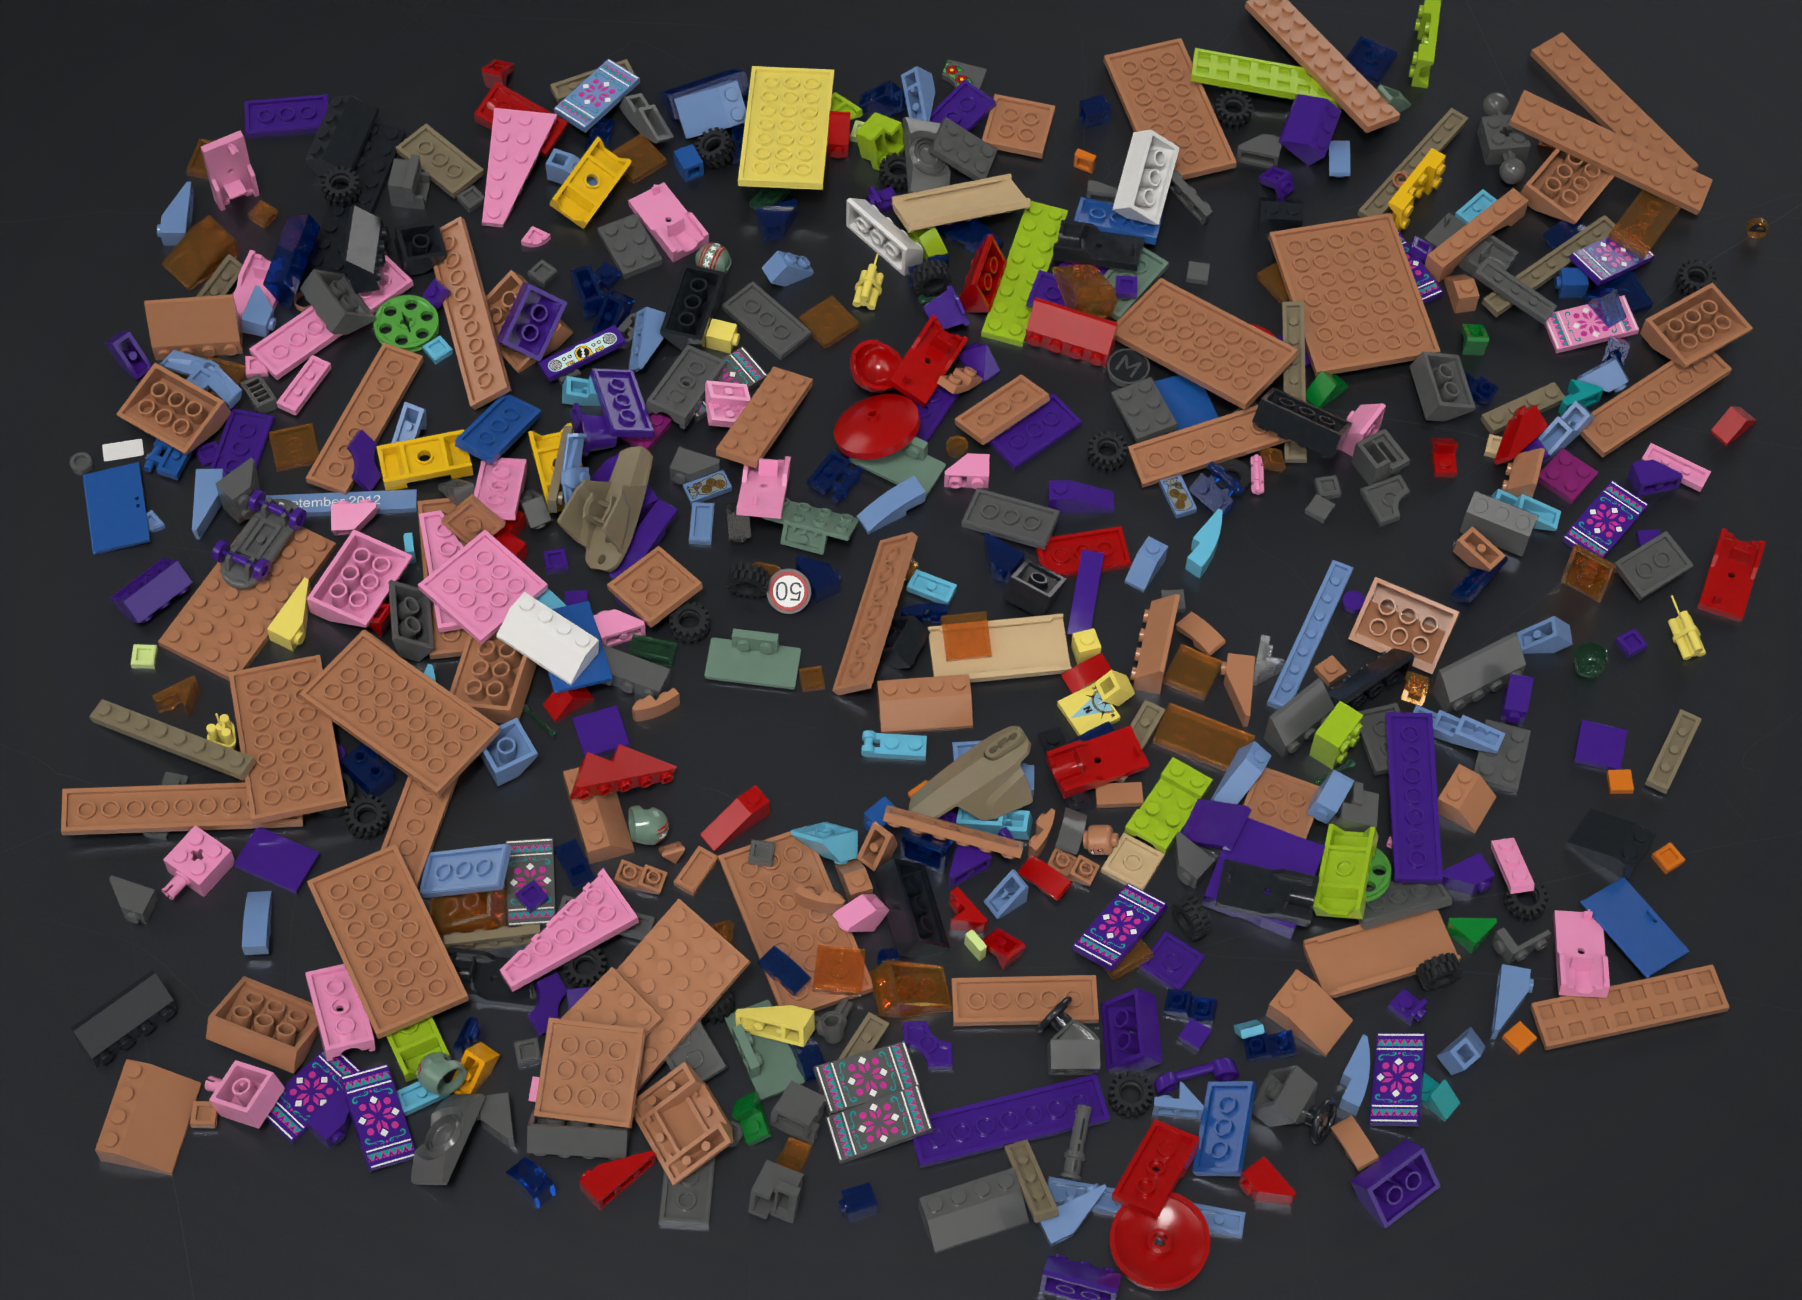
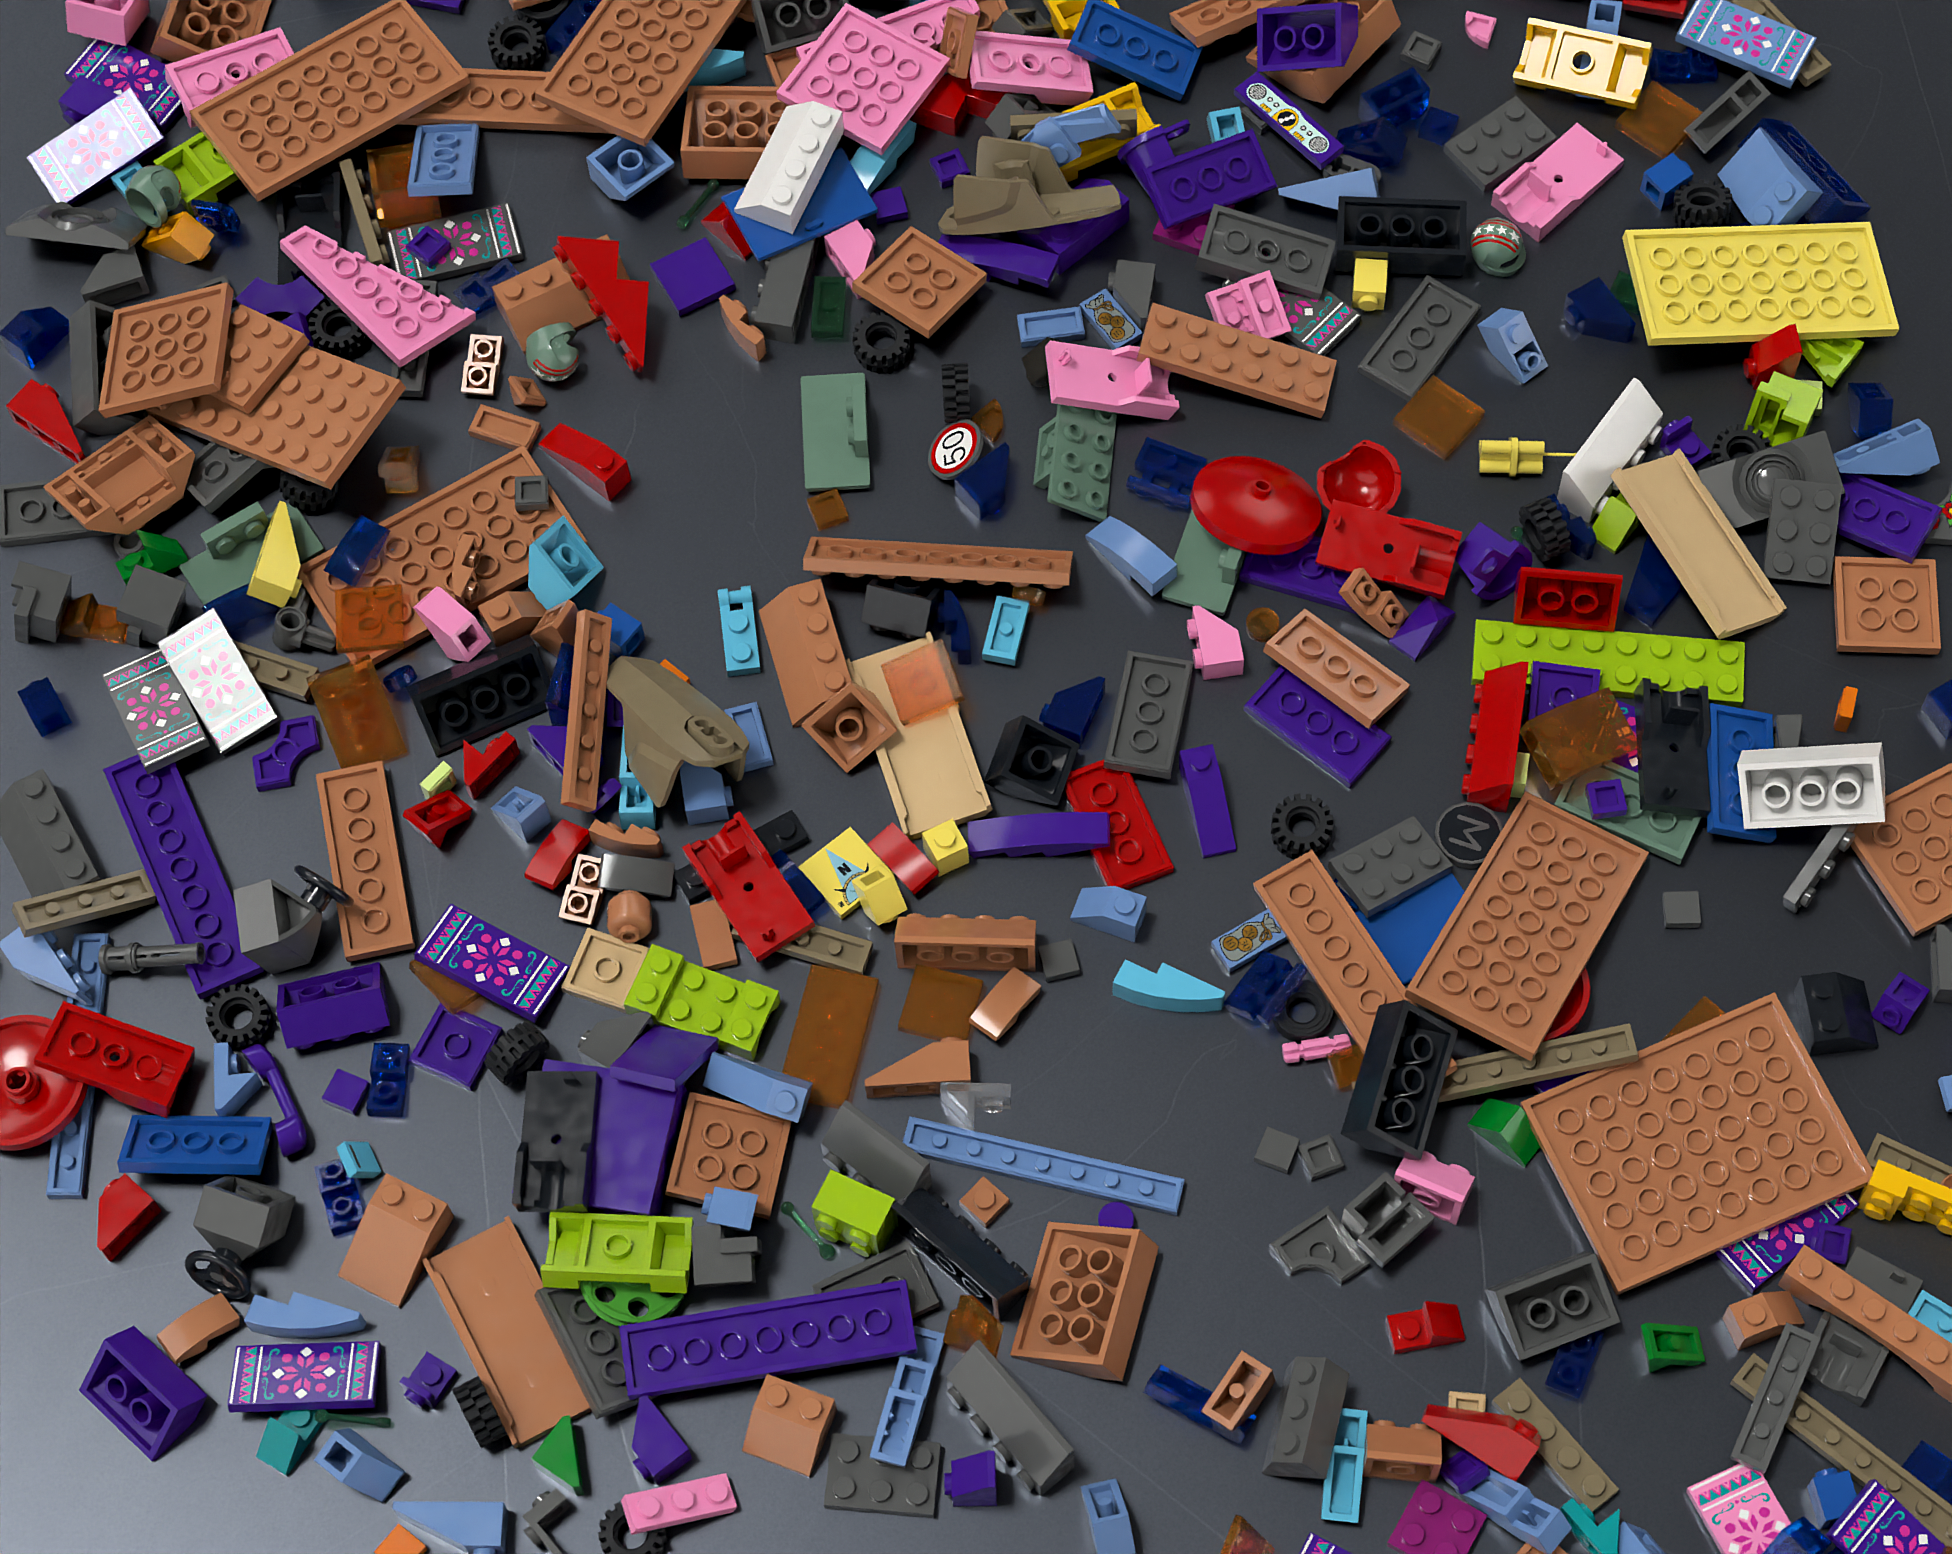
camera: 85 degrees right, 5 degrees up
(992, 682) = (850, 725): none -> nougat slope
(1428, 1069) = (322, 1416): none -> clear green hinge

